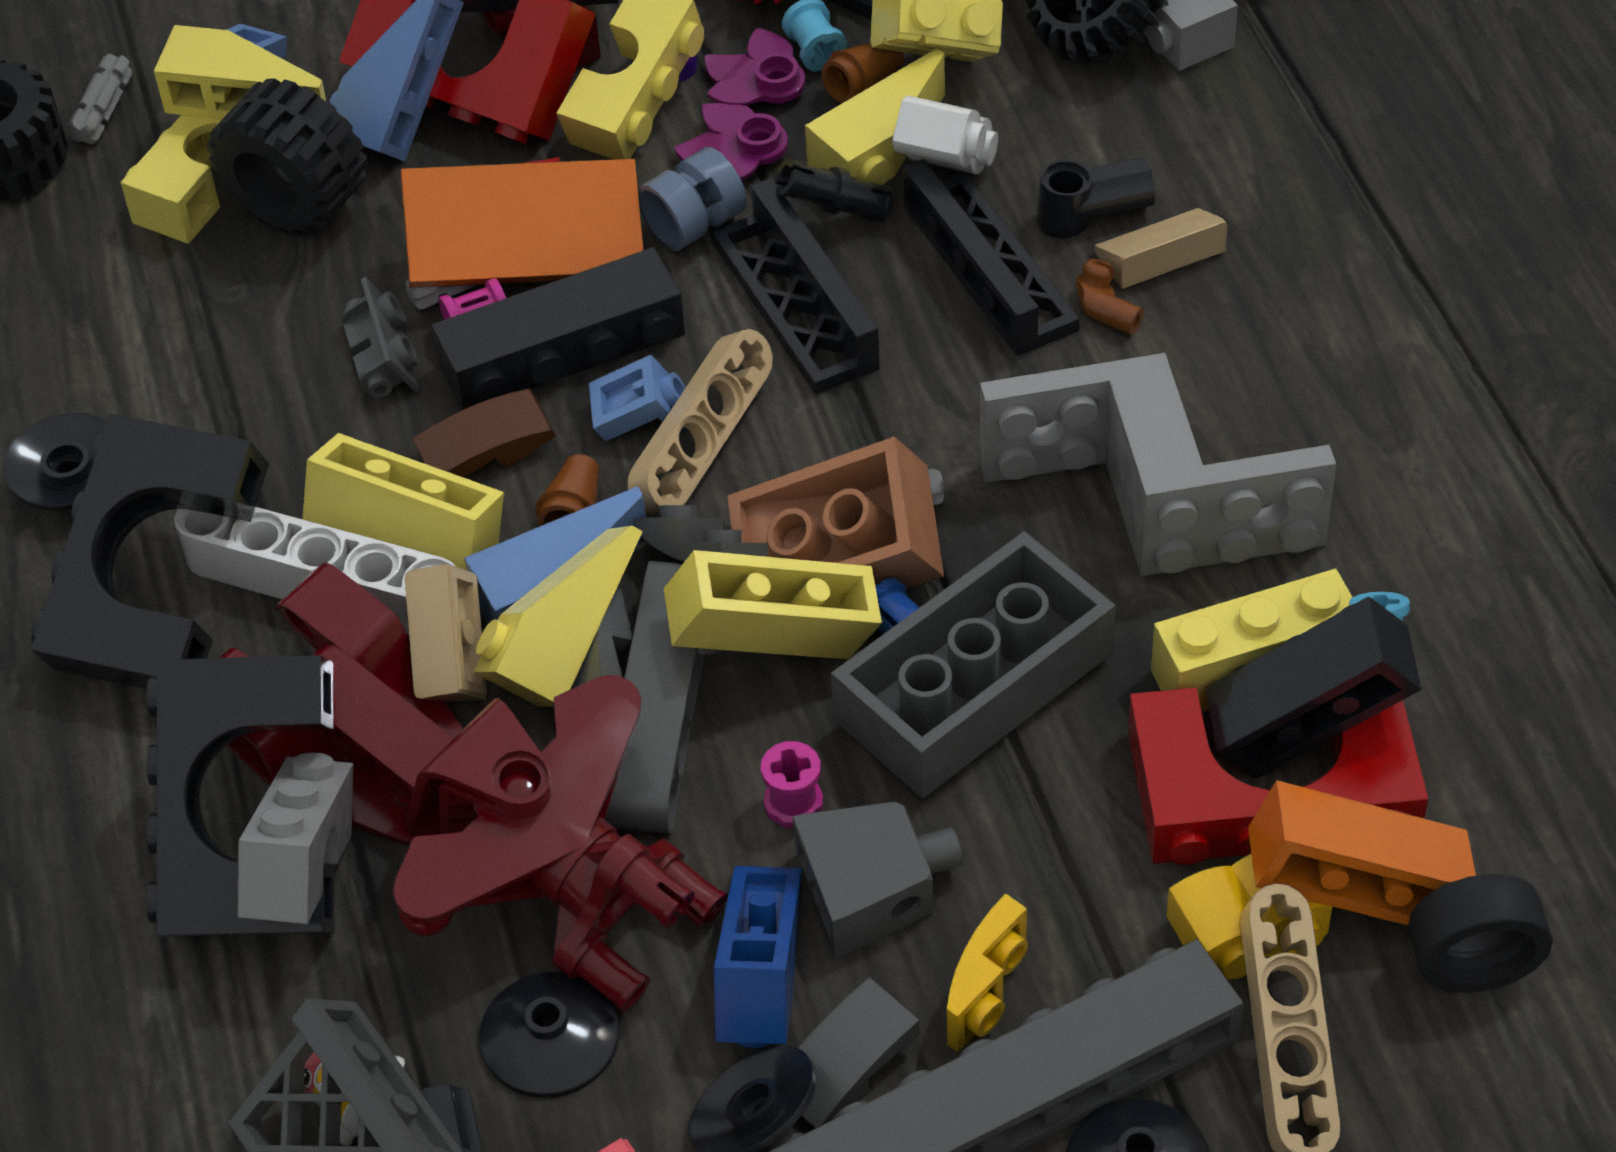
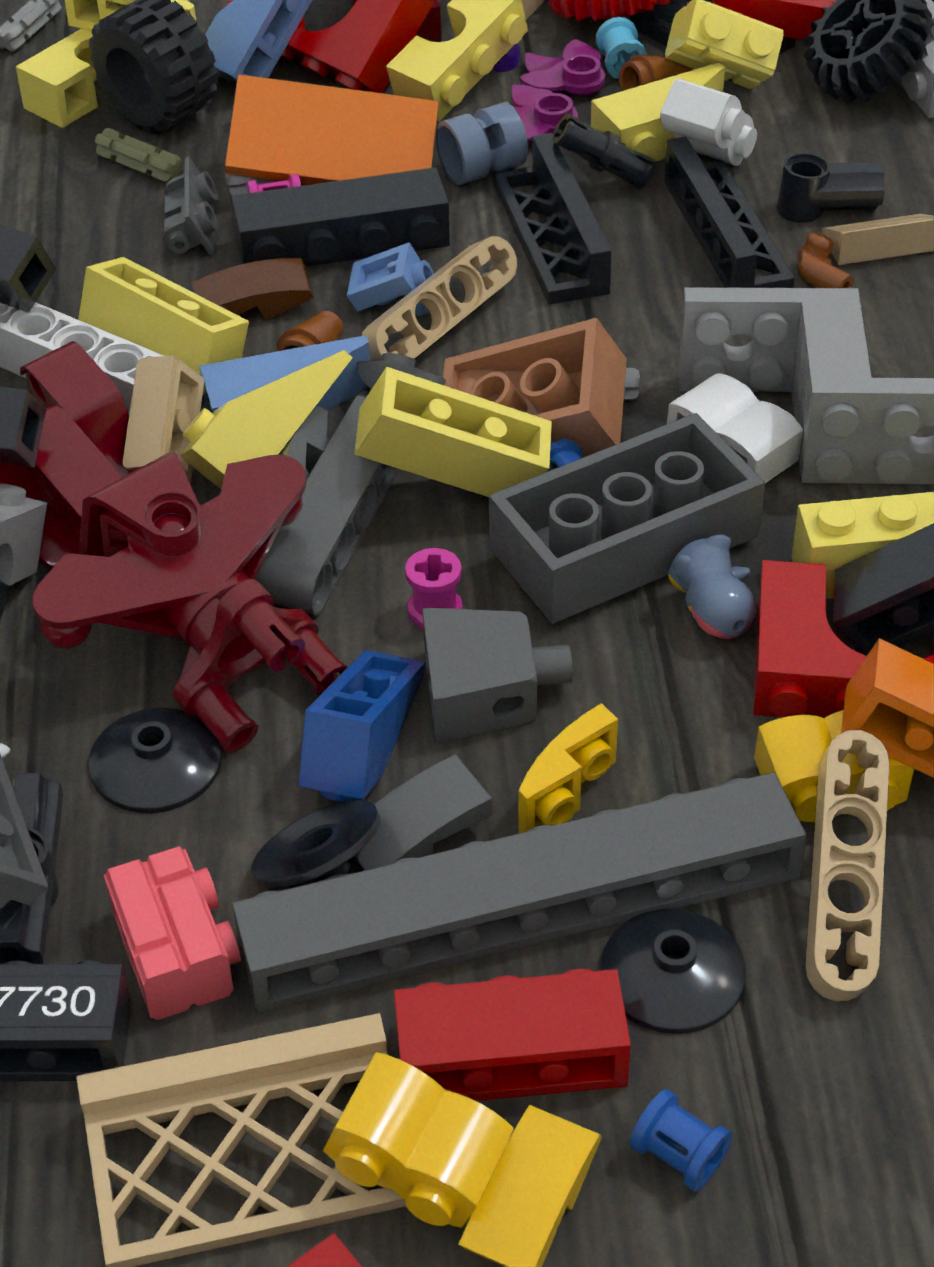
camera: 10 degrees right, 5 degrees down
(294, 273) = (138, 155): none -> olive axle
(1078, 529) = (754, 429): none -> white brick
(1085, 736) = (714, 588): none -> sand blue animal

